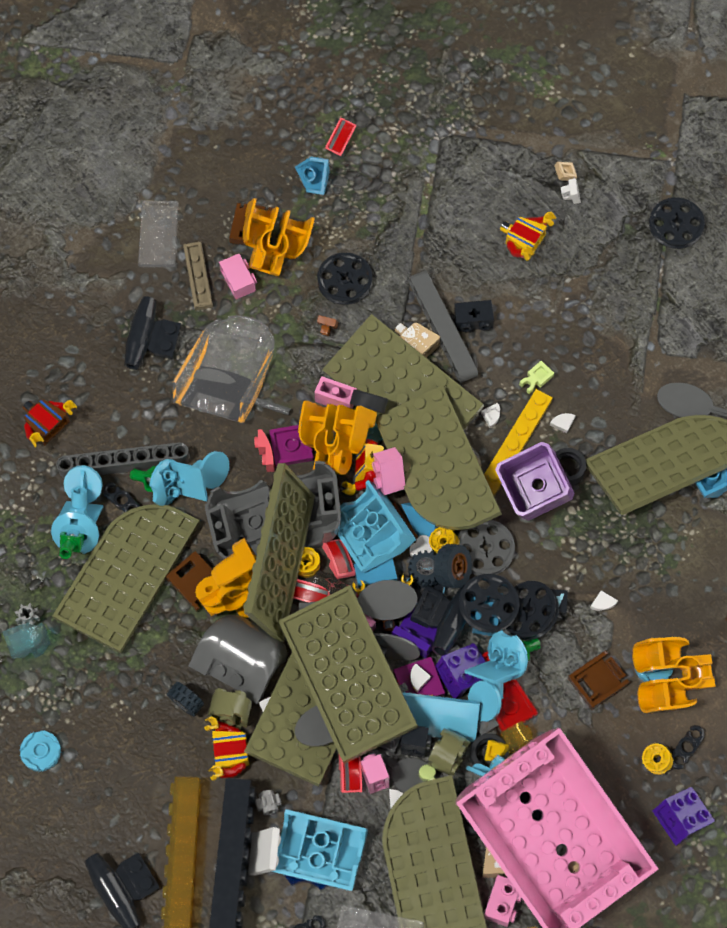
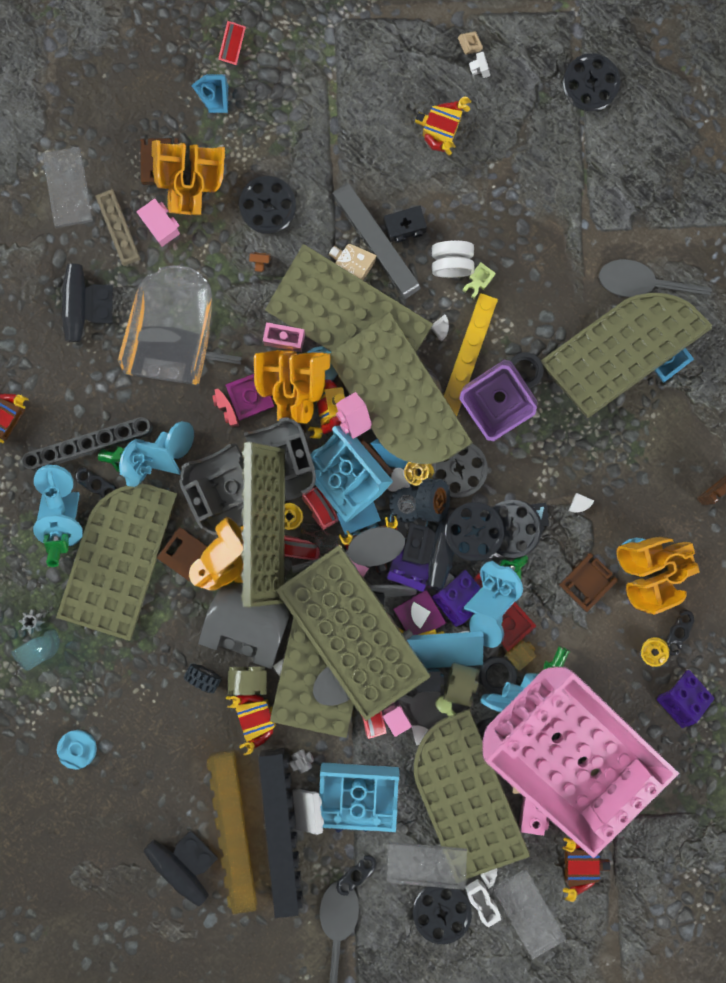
camera: 15 degrees left, 20 degrees up
(369, 401) = (319, 342): black tyre -> none
(495, 748) = (504, 673): yellow tile -> none
(514, 351) = (453, 259): none -> white wheel
(563, 422) = (512, 323): white tile -> none

